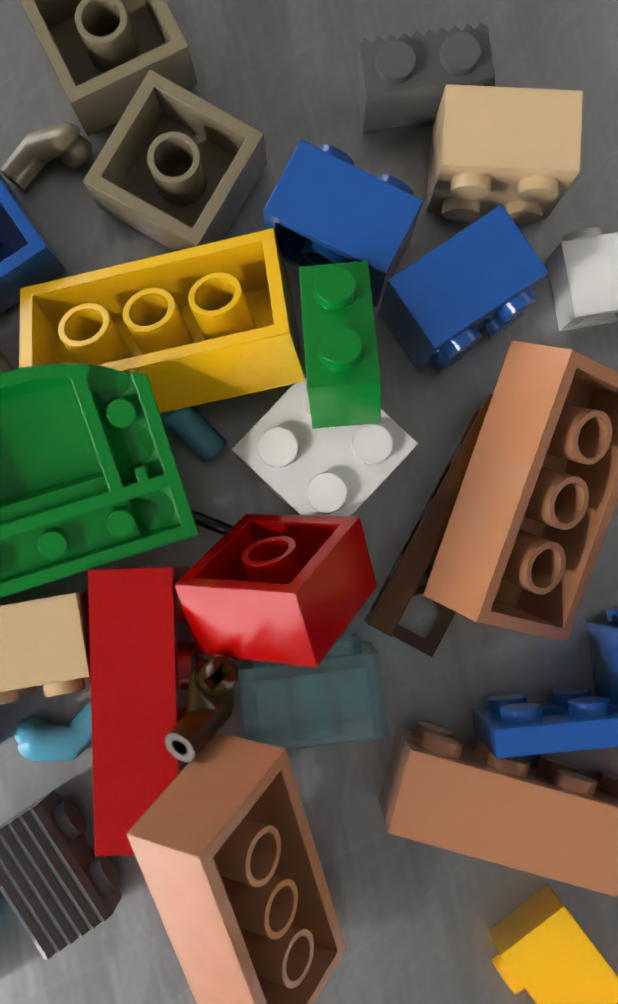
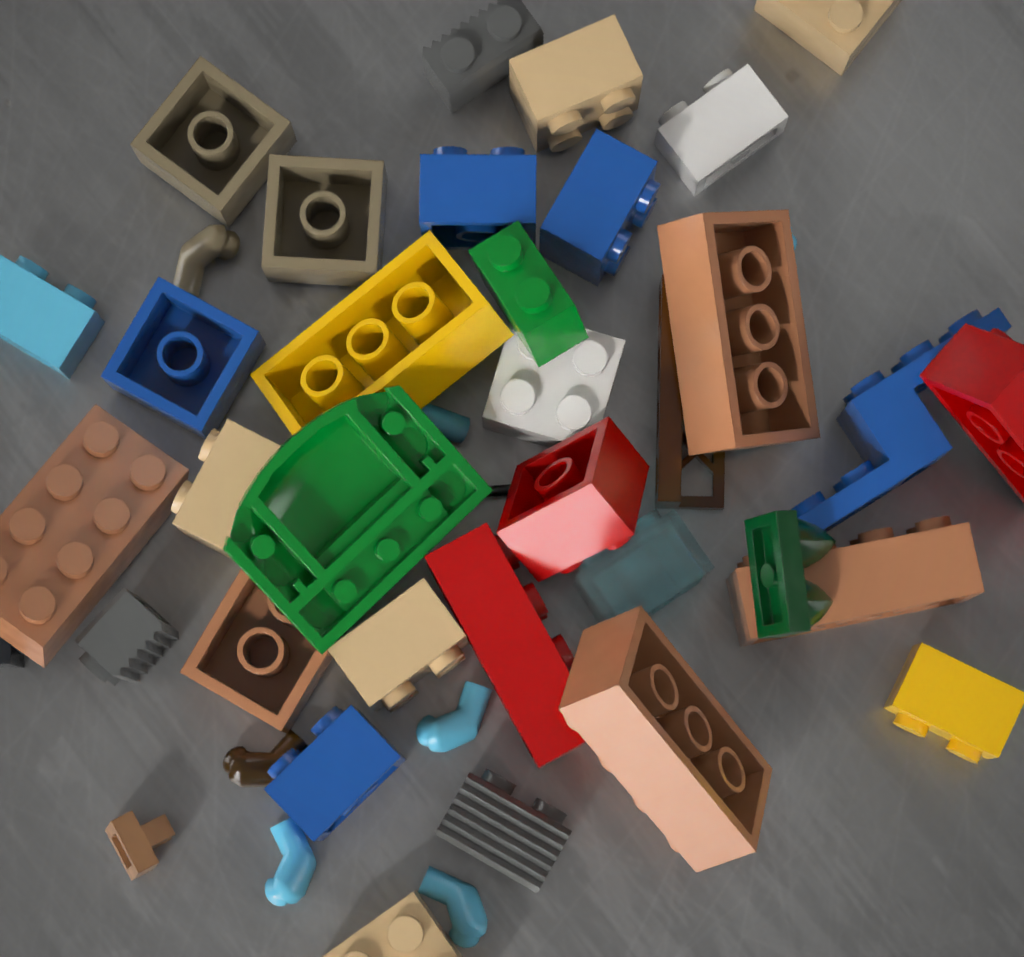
camera: 25 degrees left, 5 degrees down
(208, 707) = (566, 611): dark brown arm -> none
(447, 806) = (777, 555): none -> dark green tile

